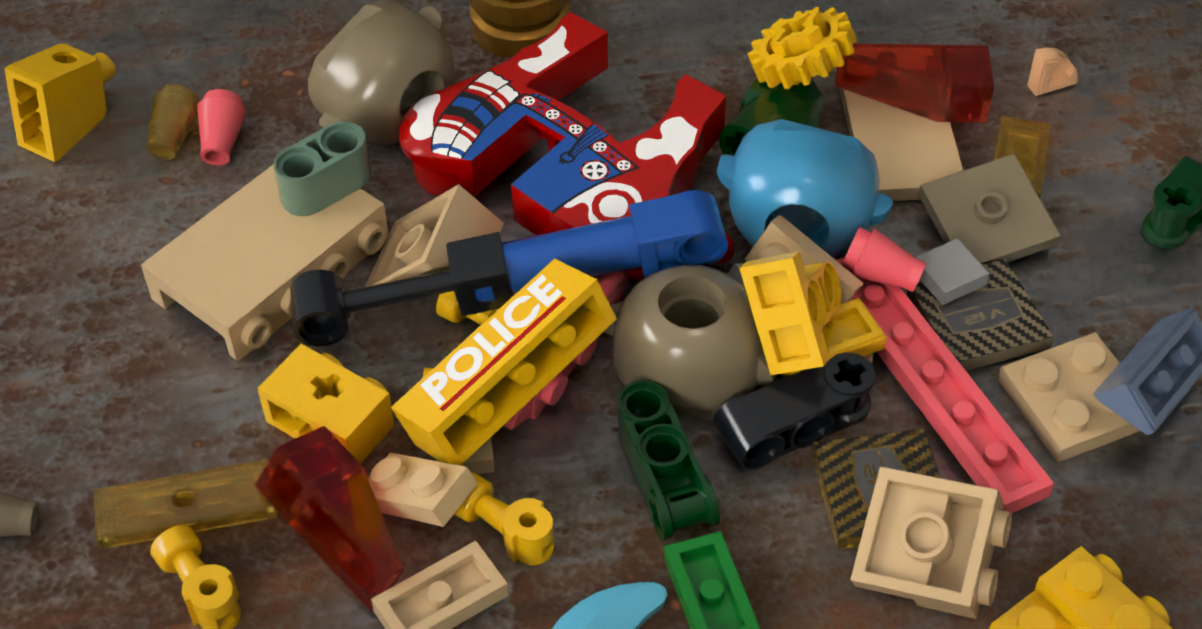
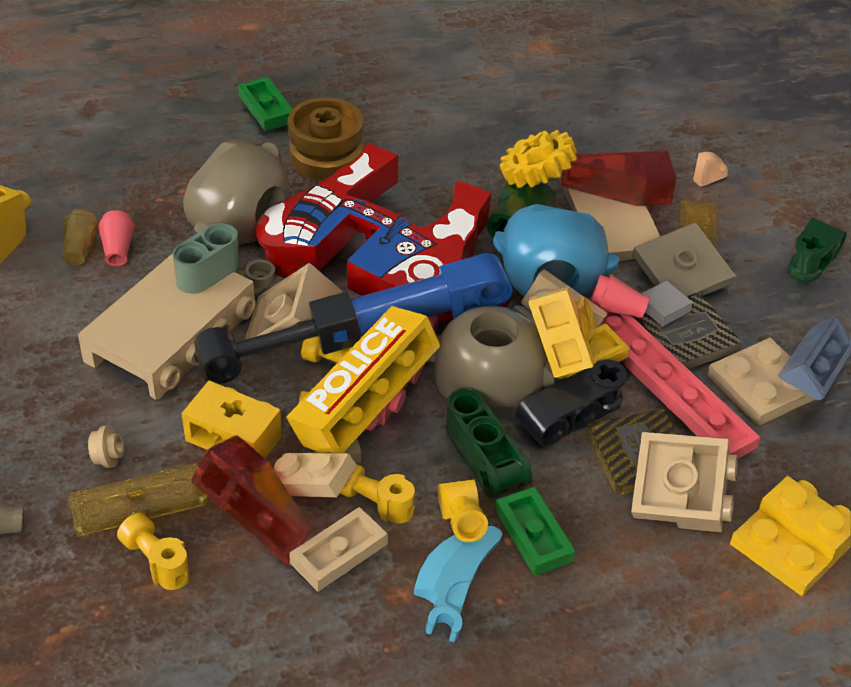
camera: 10 degrees left, 5 degrees down
(156, 425) = (105, 446): none -> tan plate
(400, 193) = (262, 274): none -> dark tan plate
(616, 557) = (461, 505): none -> yellow leg

